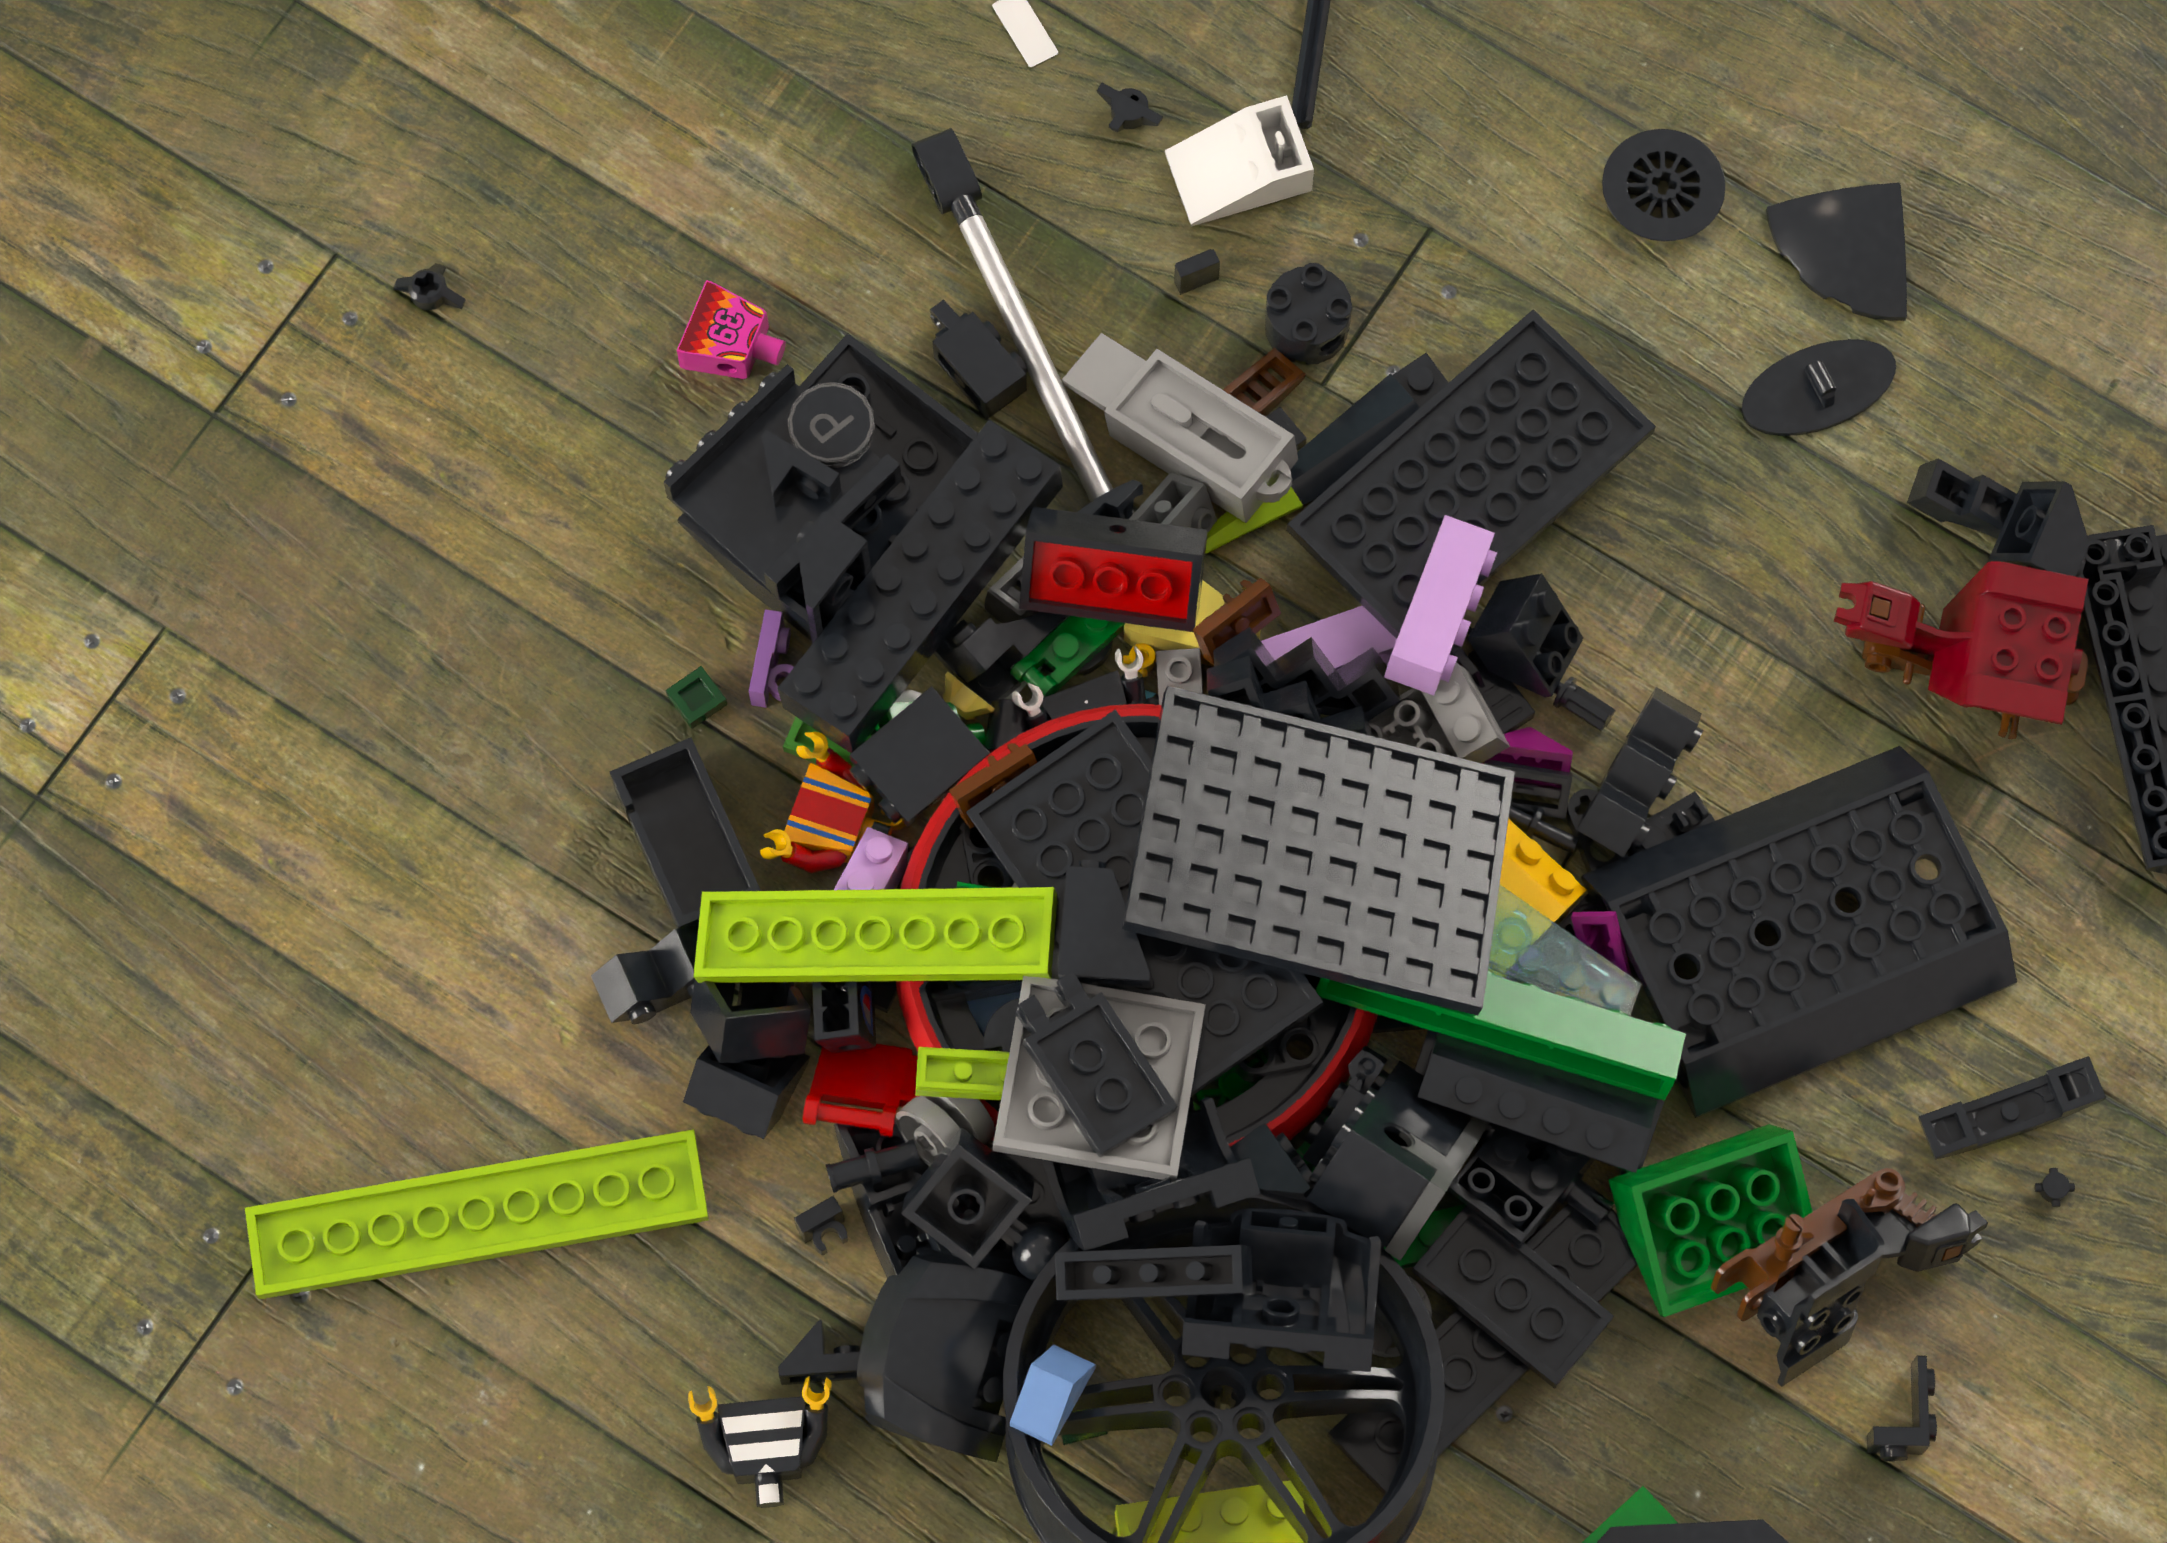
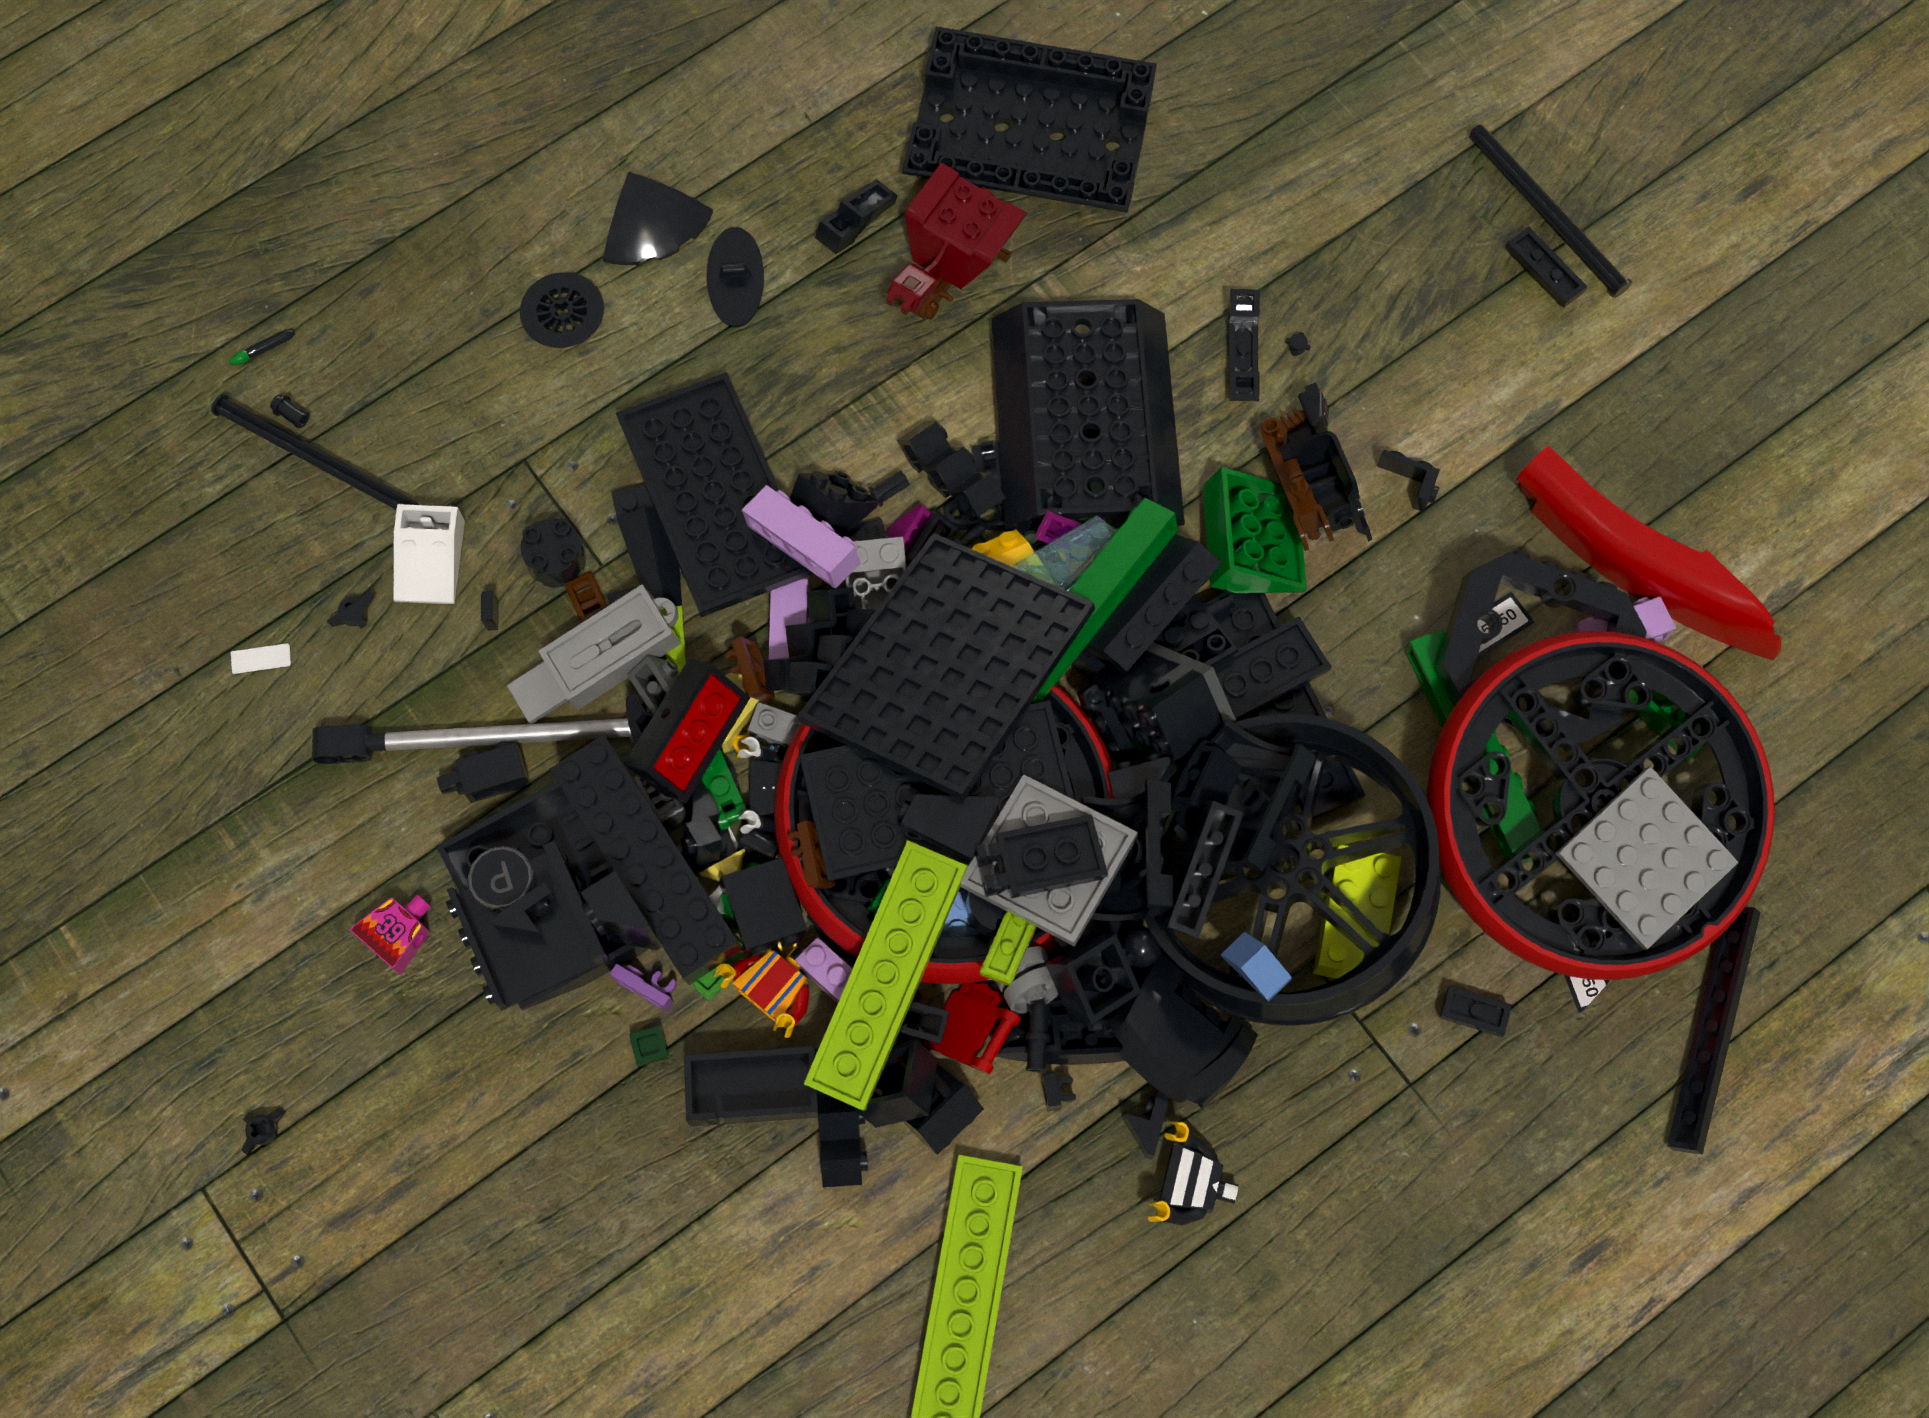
camera: 70 degrees left, 0 degrees up
(2044, 530) = (893, 179): black slope -> none

